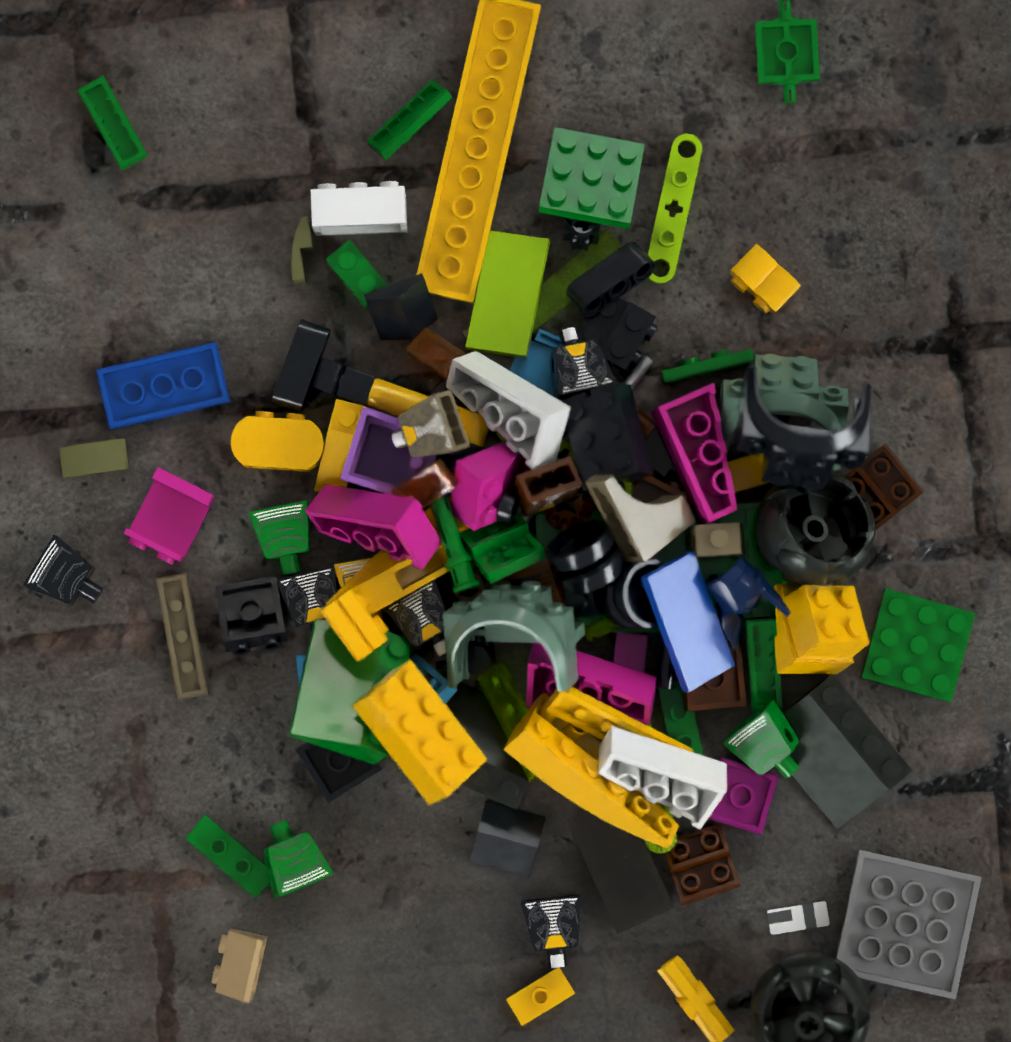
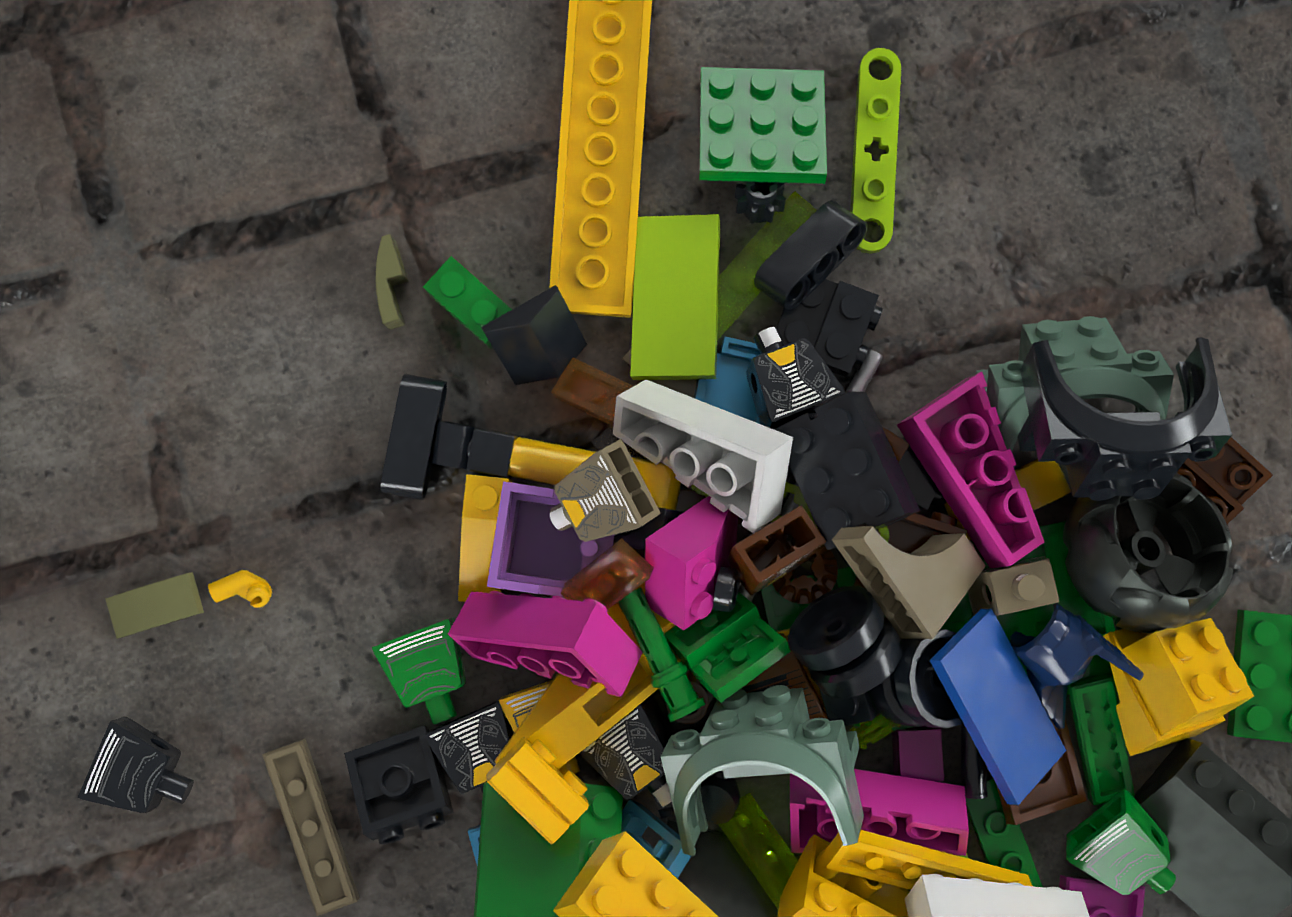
camera: 10 degrees left, 0 degrees up
(112, 123) = (113, 153): green plate -> none
(159, 453) = (243, 584): none -> yellow arm
(163, 385) = (234, 492): blue tile -> none
(170, 517) = (269, 669): dark pink panel -> none
(277, 442) = (397, 544): yellow brick -> none
(359, 209) = (456, 213): white piece -> none
(409, 119) = (507, 86): green plate -> none
(693, 368) = (972, 342): green plate -> none
(764, 280) = (1013, 224): yellow brick -> none

